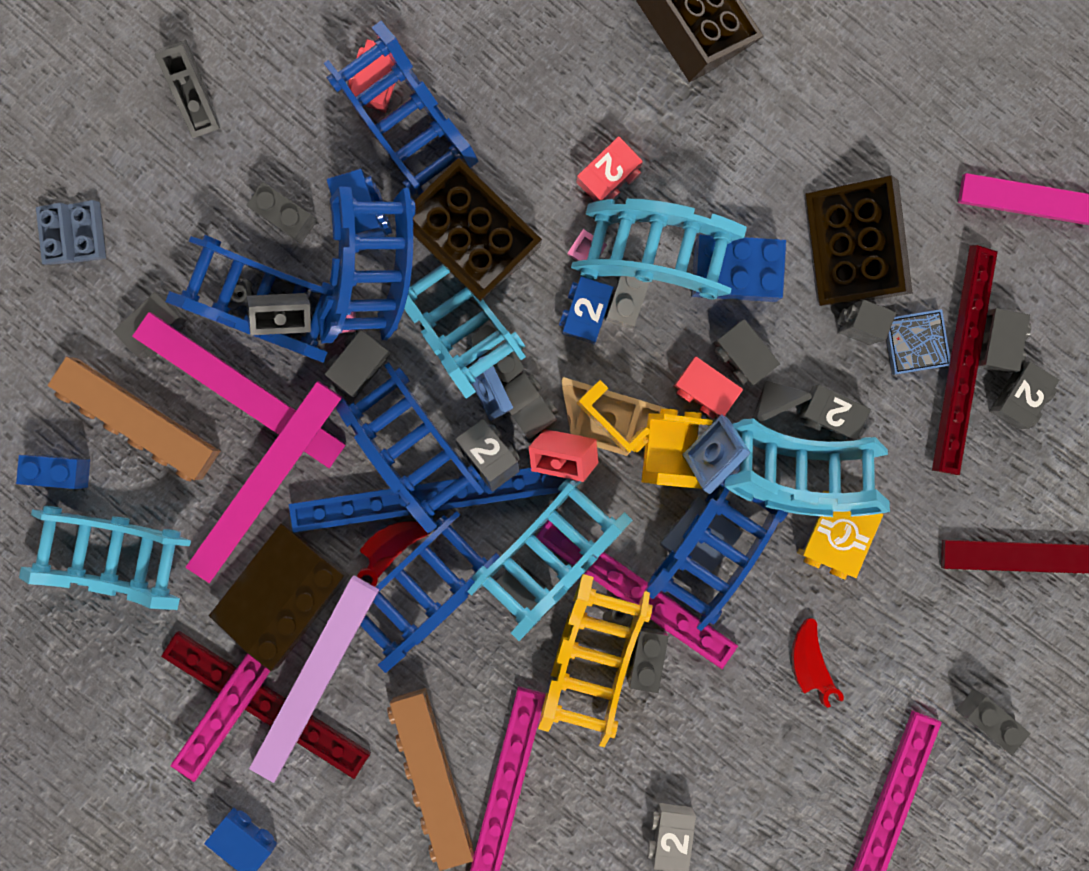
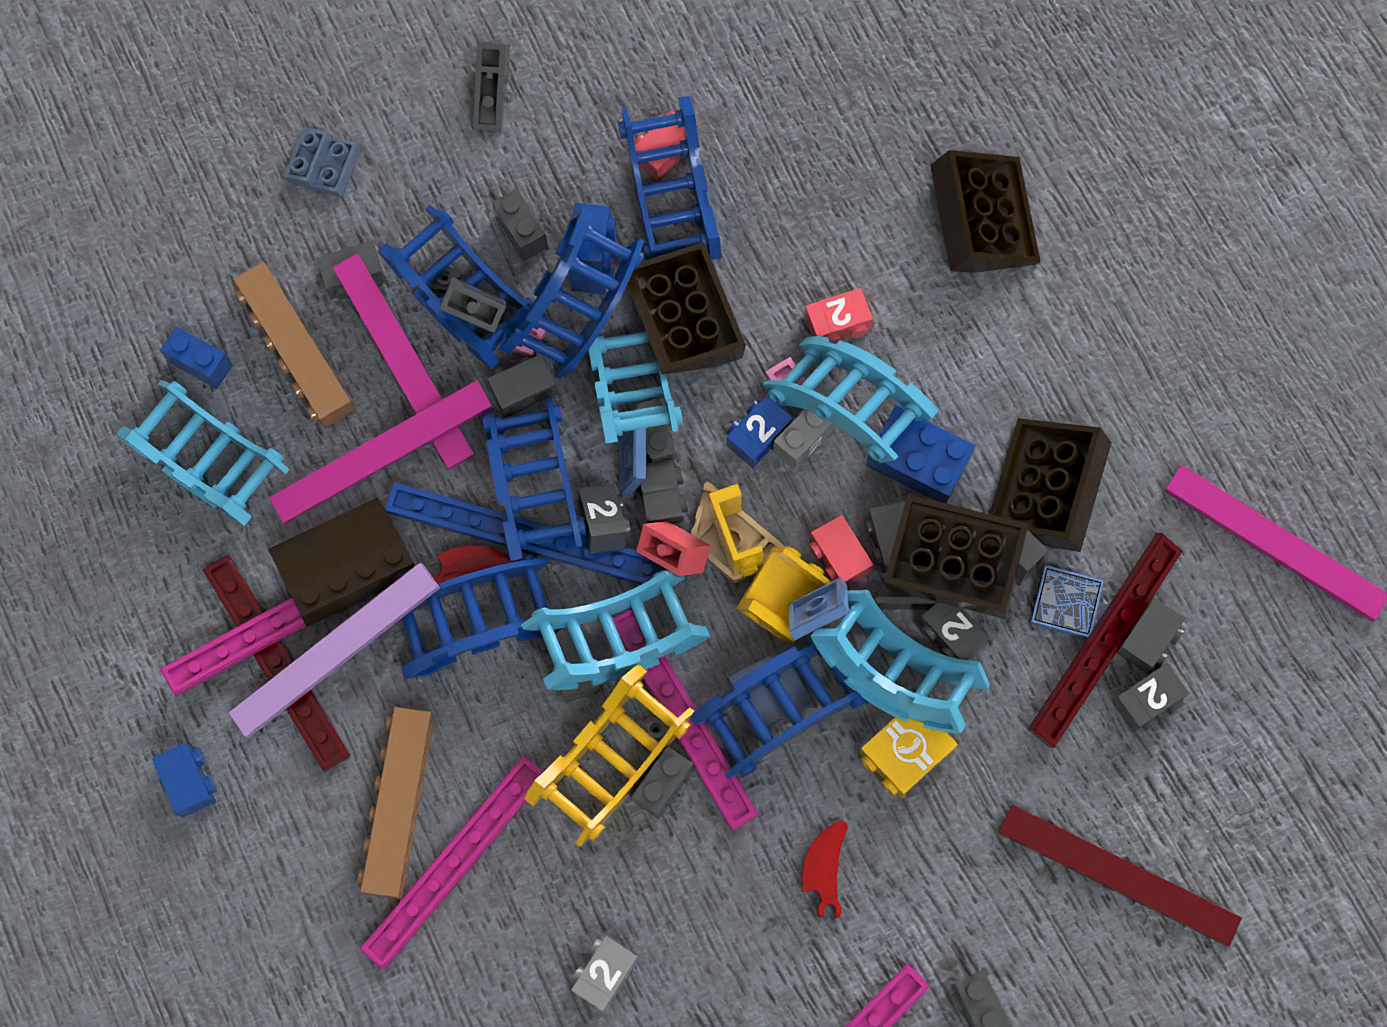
camera: 30 degrees right, 15 degrees down
(820, 354) = (956, 556): none -> dark brown slope

